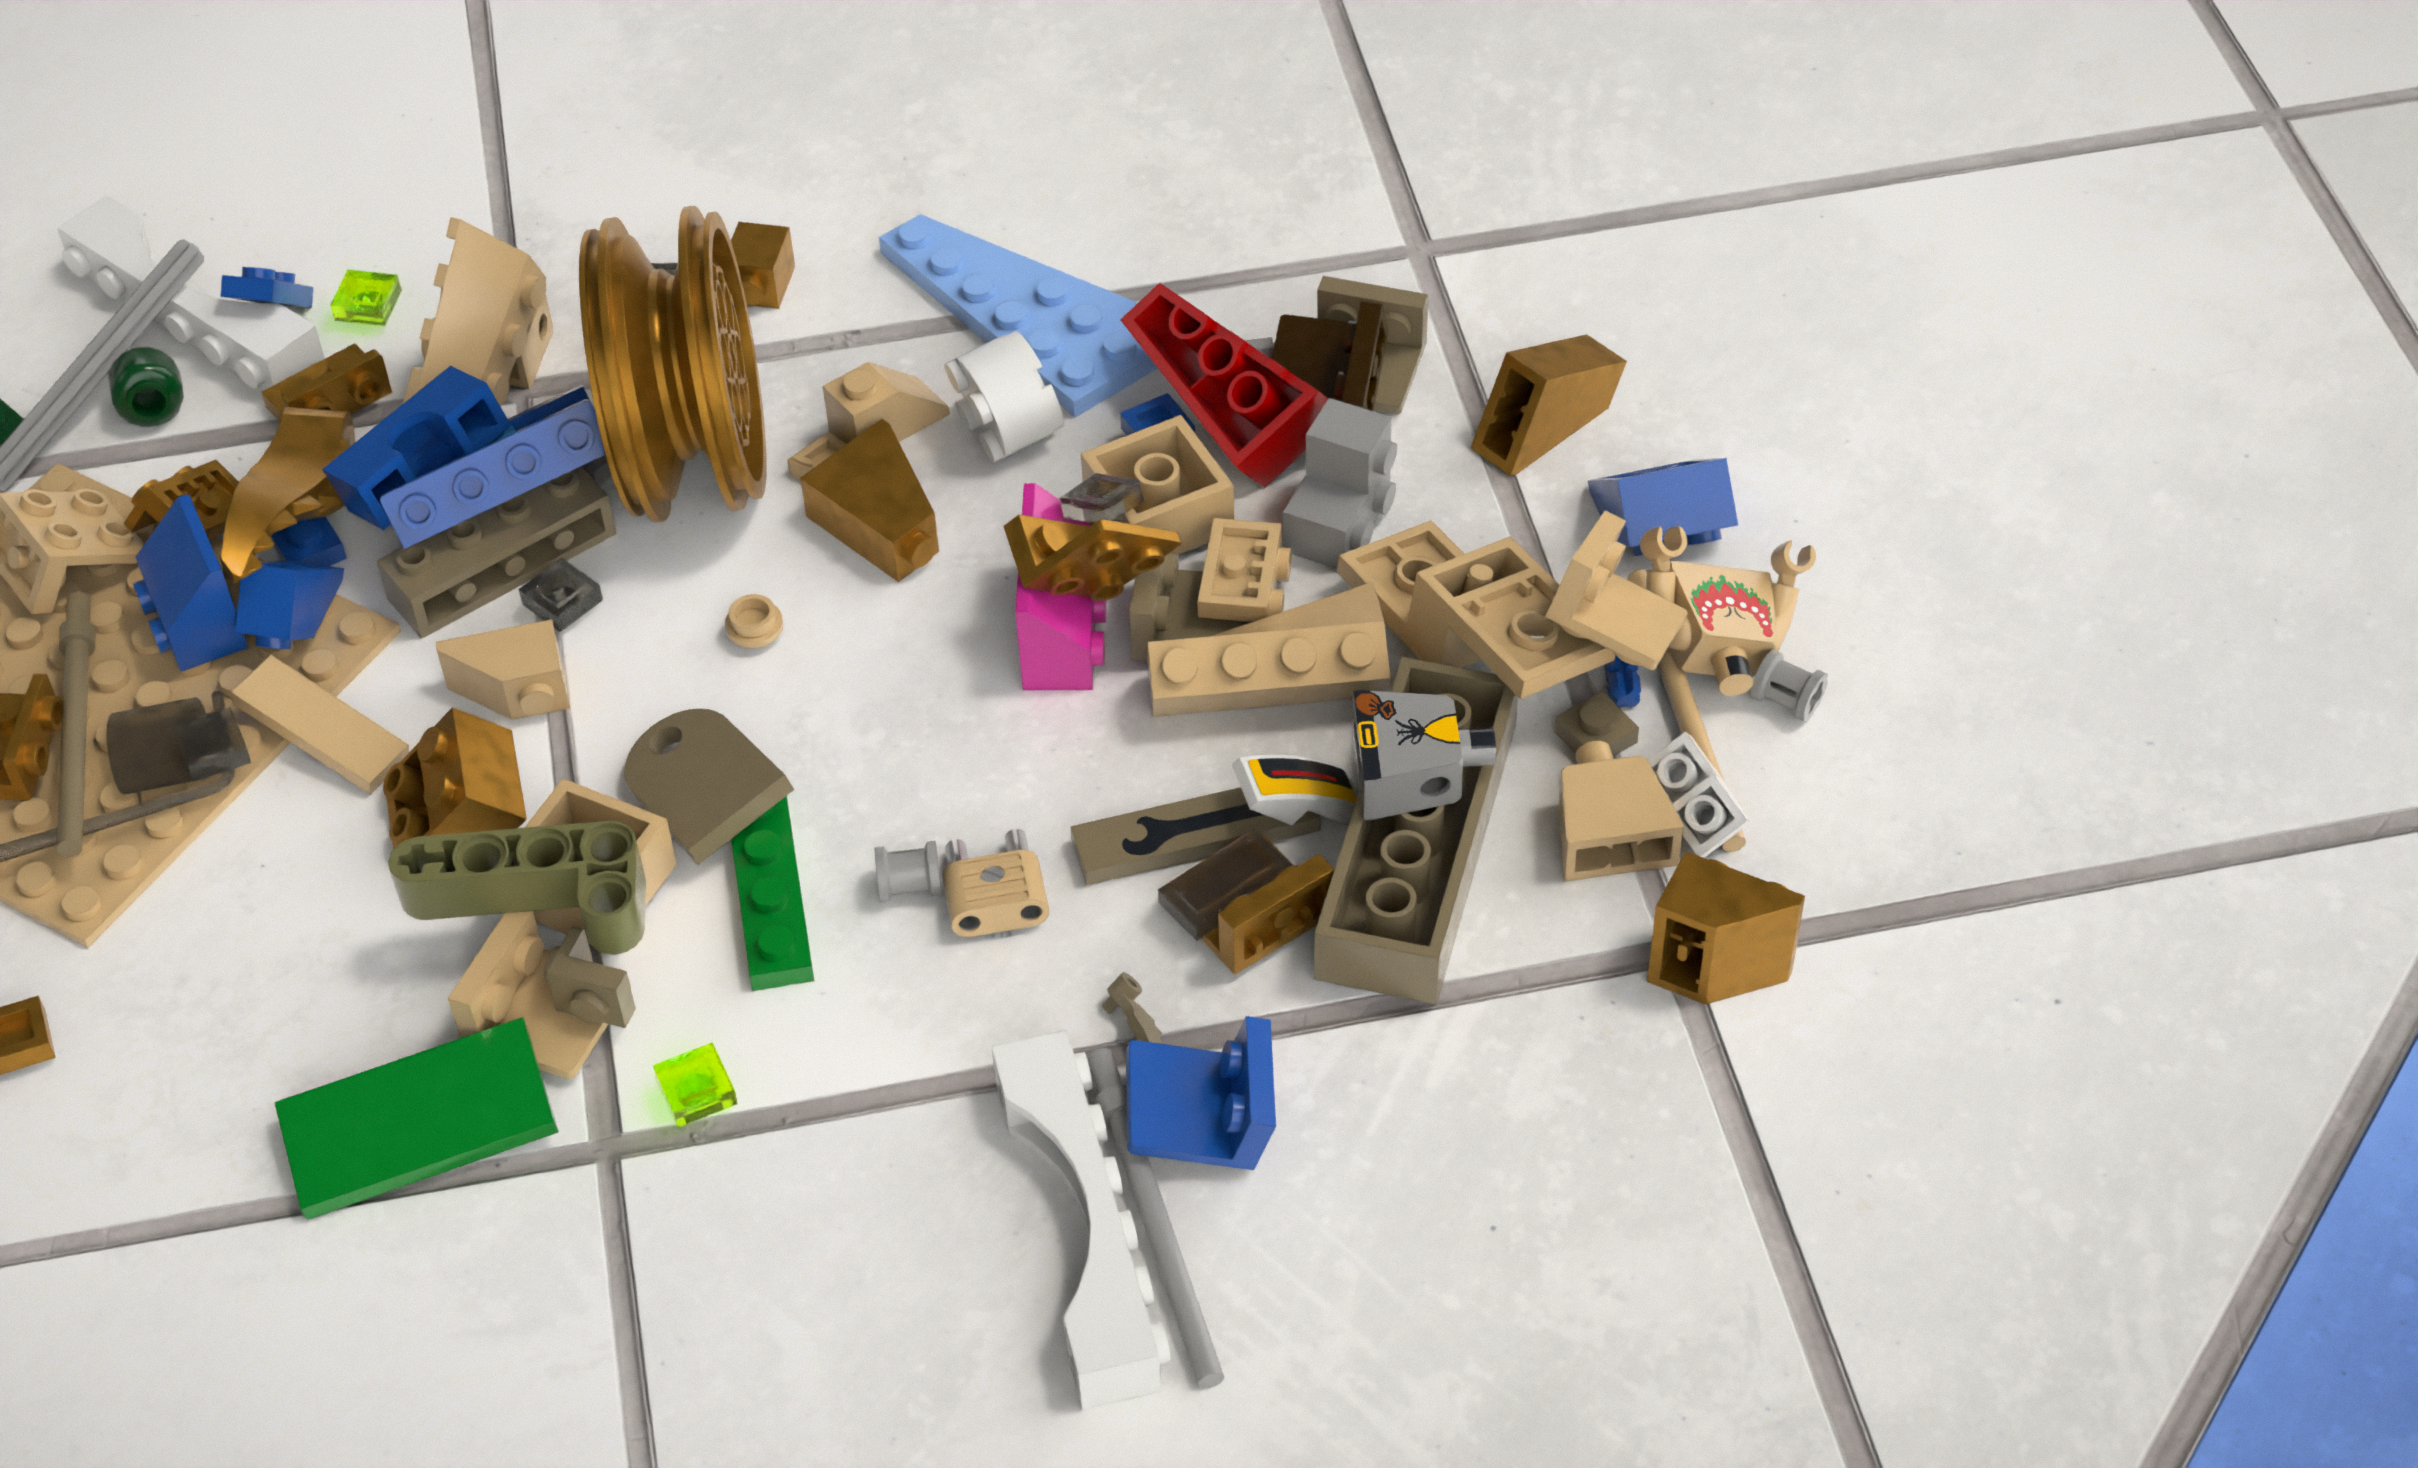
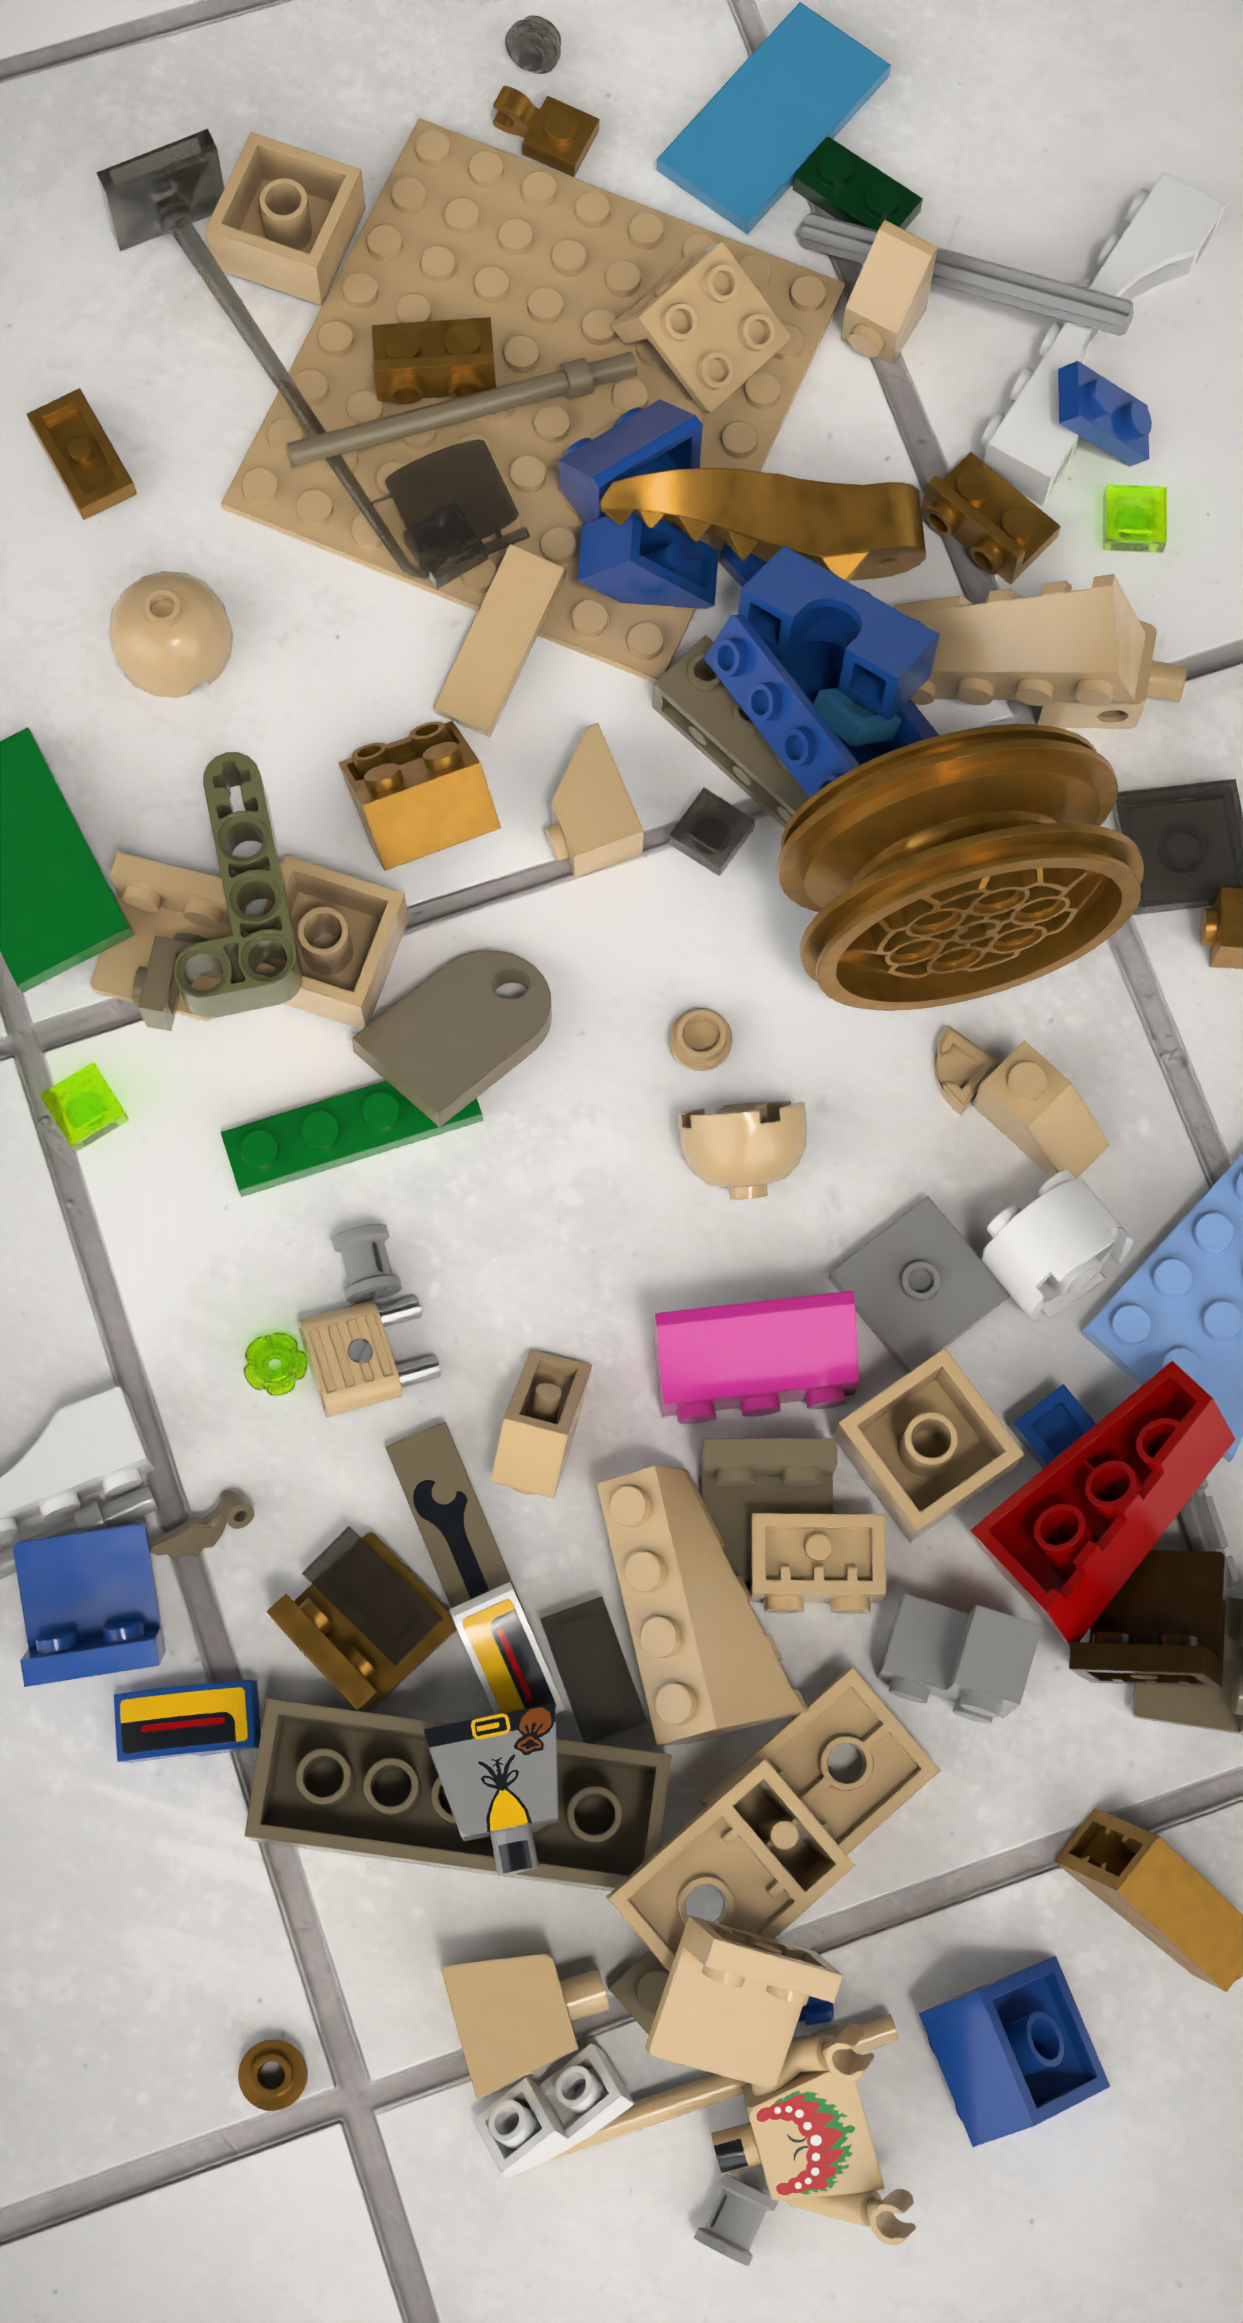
camera: 80 degrees right, 25 degrees up
(90, 411) = (889, 293): none -> tan slope
(145, 386) = (953, 335): dark green head -> none
(208, 486) = (768, 434): pearl gold bracket -> none
(212, 984) = (170, 634): none -> tan cylinder
(863, 586) = (744, 1145): none -> tan cylinder
(873, 502) = (887, 1135): pearl gold slope -> none
(988, 940) = (270, 1347): none -> clear neon green plate
(994, 495) = (919, 1285): none -> light grey plate
(1083, 558) = (748, 1370): pearl gold bracket -> none
(1089, 752) = (540, 1423): none -> tan slope
(1101, 498) = (852, 1382): clear smoke plate -> none
(1317, 737) = (593, 1671): none -> clear smoke tile
(1319, 1042) = (187, 1721): none -> slope
(1650, 1013) = (294, 2081): none -> pearl gold plate
(1722, 932) = (326, 2146): pearl gold slope -> none

